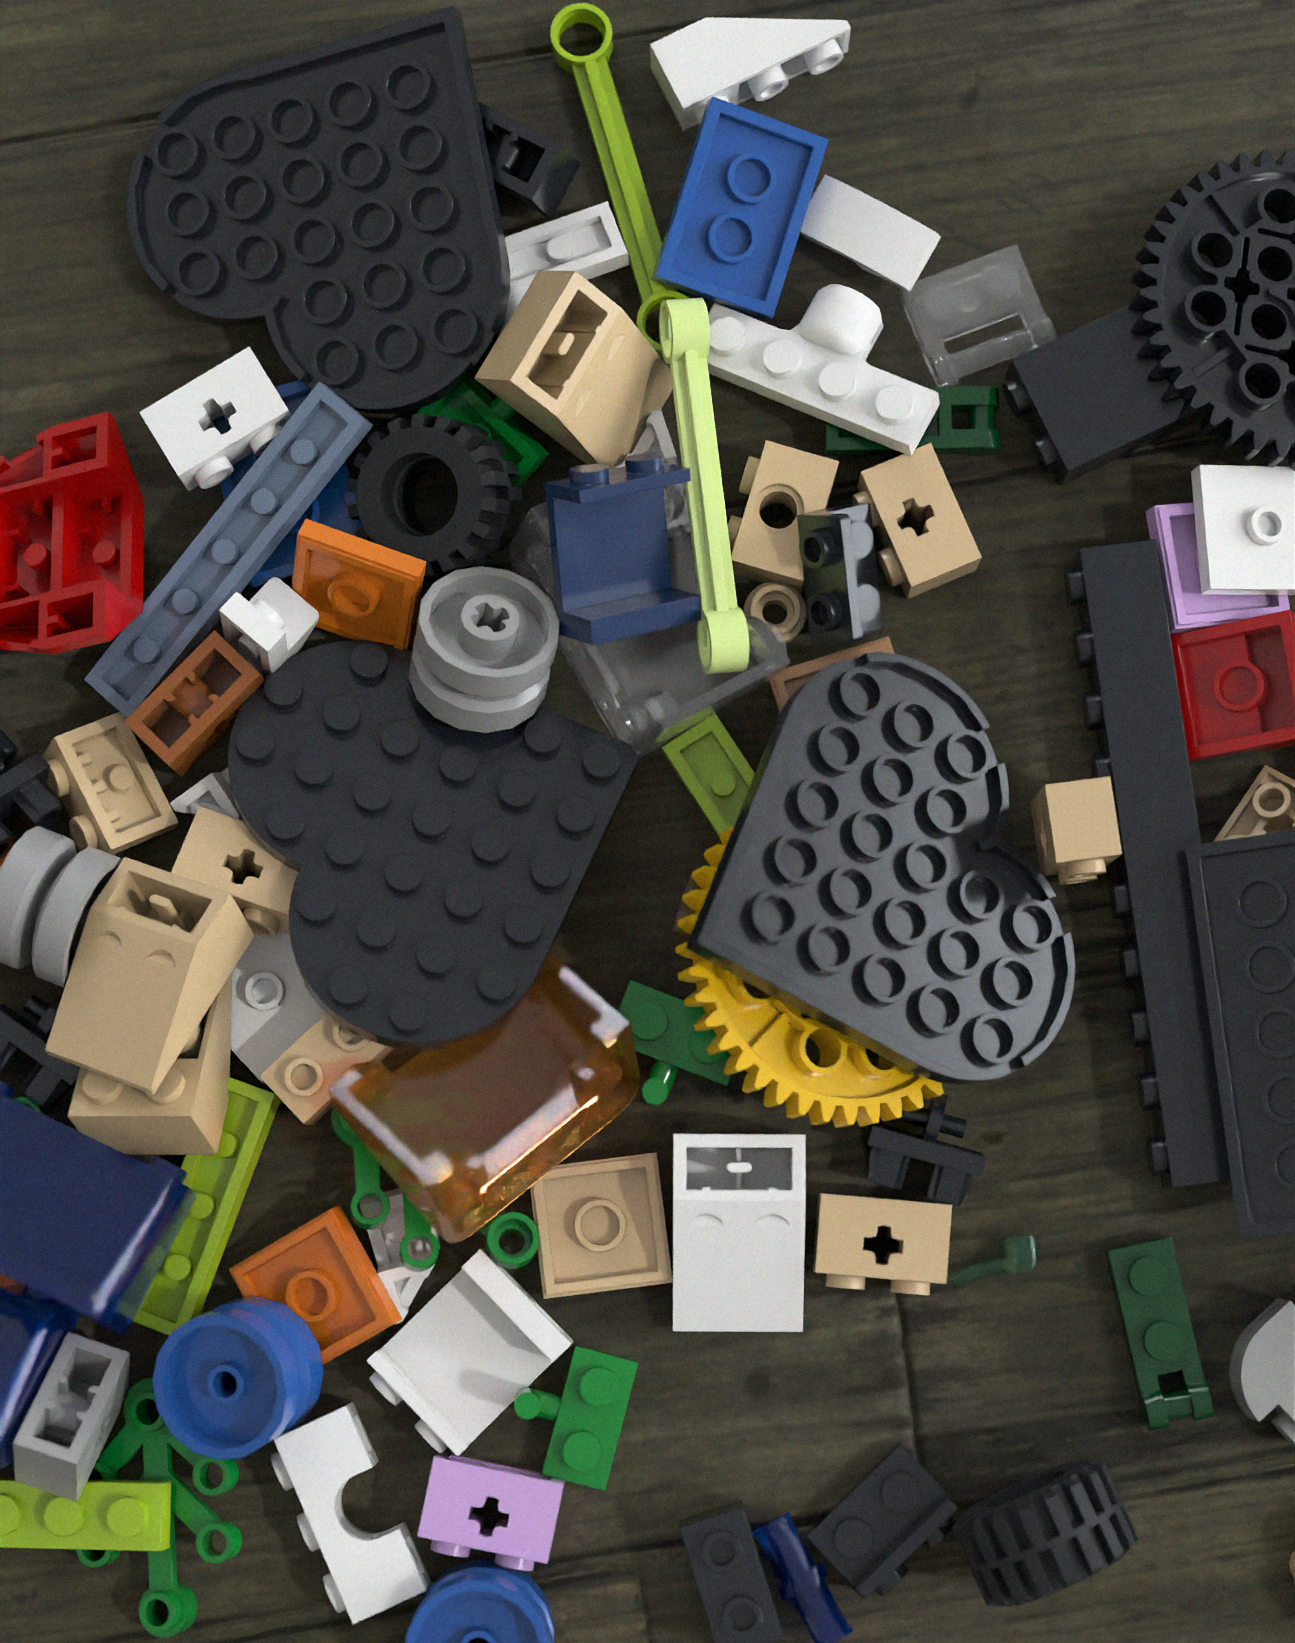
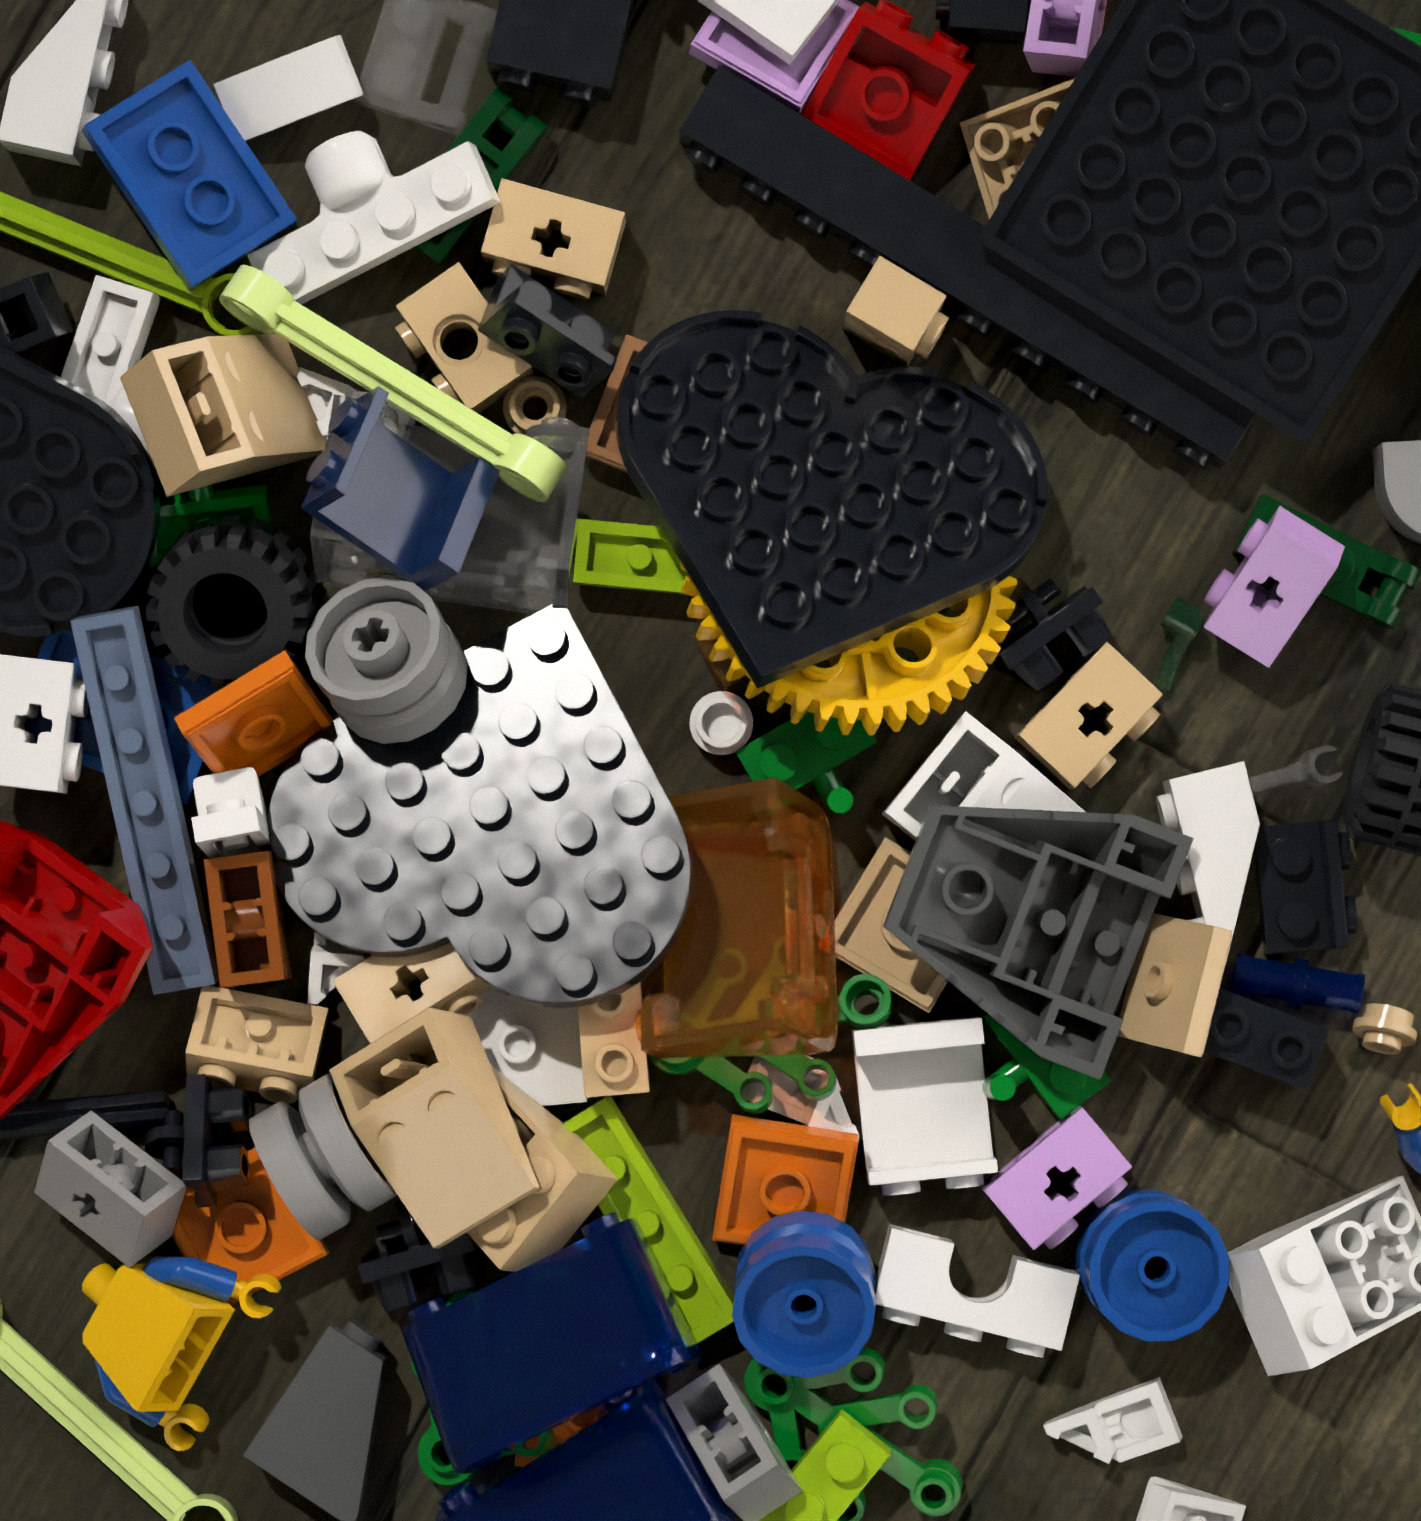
camera: 60 degrees left, 5 degrees up
(644, 951) = (721, 723): none -> white plate
(686, 1324) = (1037, 916): none -> dark grey wedge
(721, 1480) = (1175, 984): none -> tan plate
(865, 1421) = (1223, 820): none -> white slope
(971, 1443) = (1296, 772): none -> clear hand
(1141, 1307) = (1262, 619): none -> lavender brick

